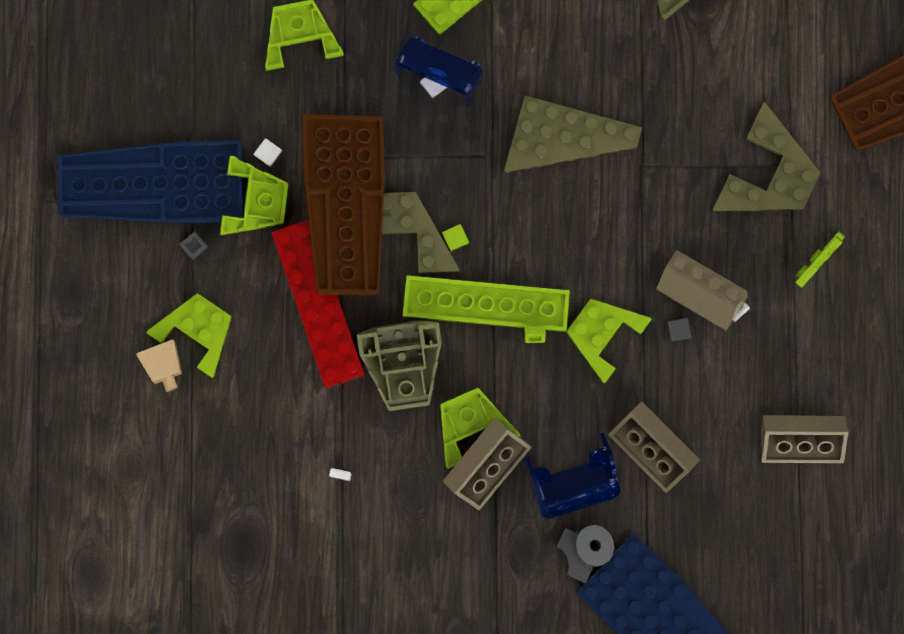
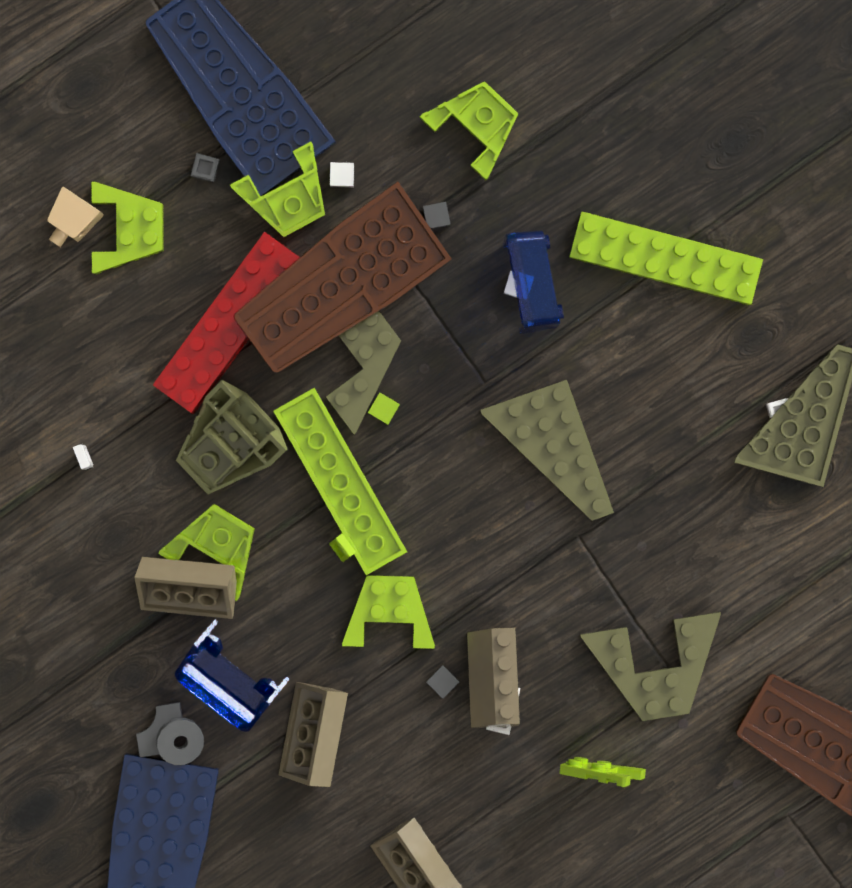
camera: 55 degrees right, 5 degrees up
(344, 105) = (437, 215): none -> dark grey tile

